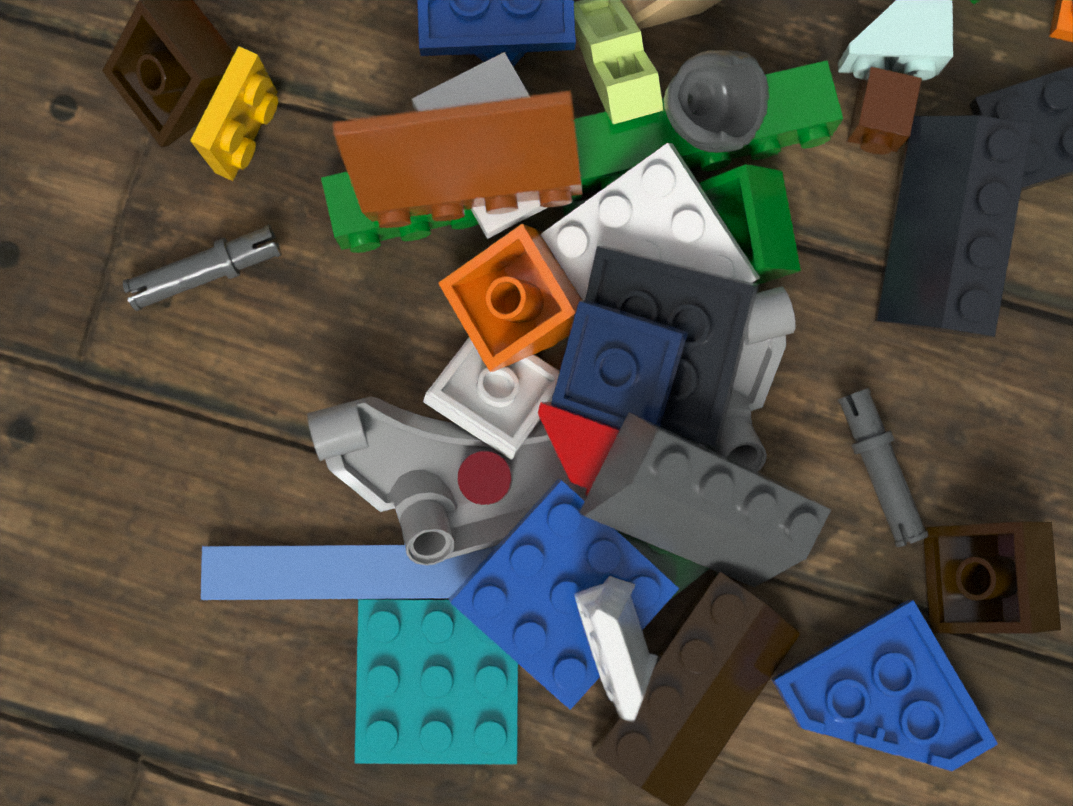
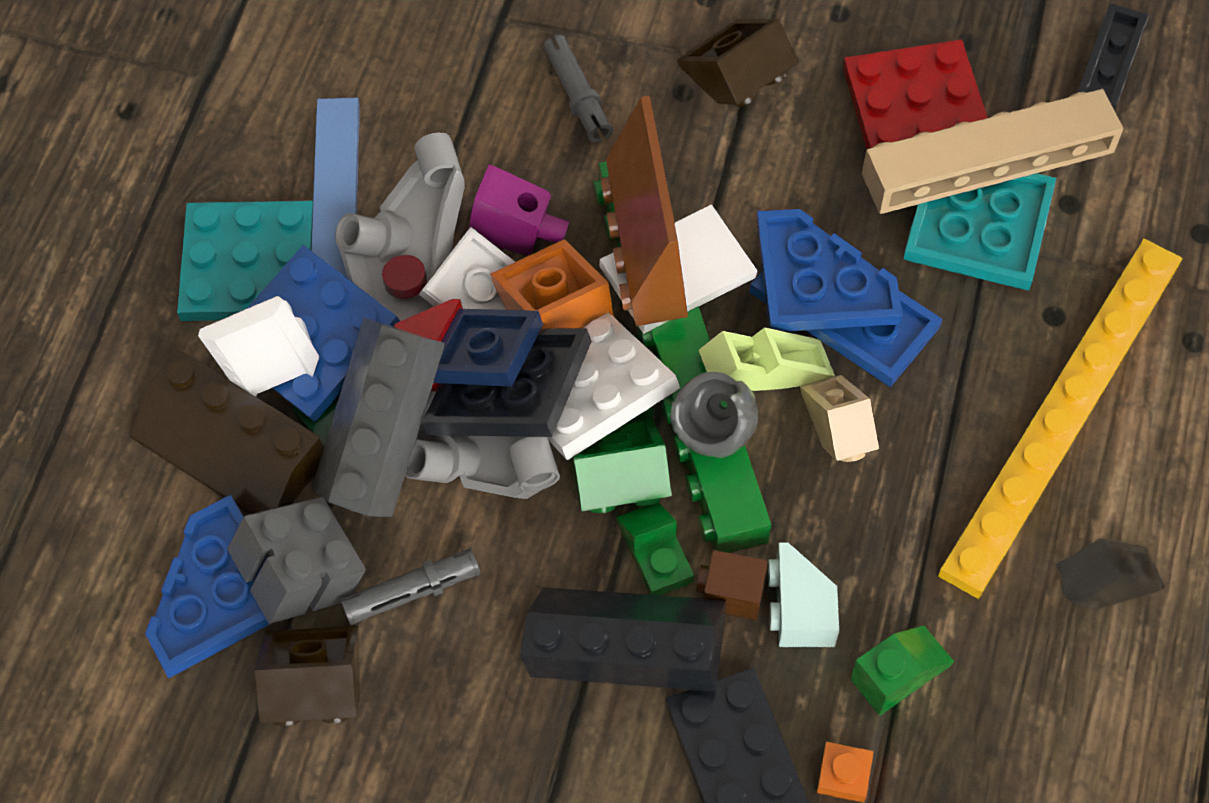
camera: 90 degrees right, 20 degrees down
(235, 115) = (695, 93): yellow plate -> none
(400, 344) = (514, 213): none -> magenta torso
(833, 195) = (655, 548): none -> green slope
(868, 585) = (302, 548): none -> dark grey piece

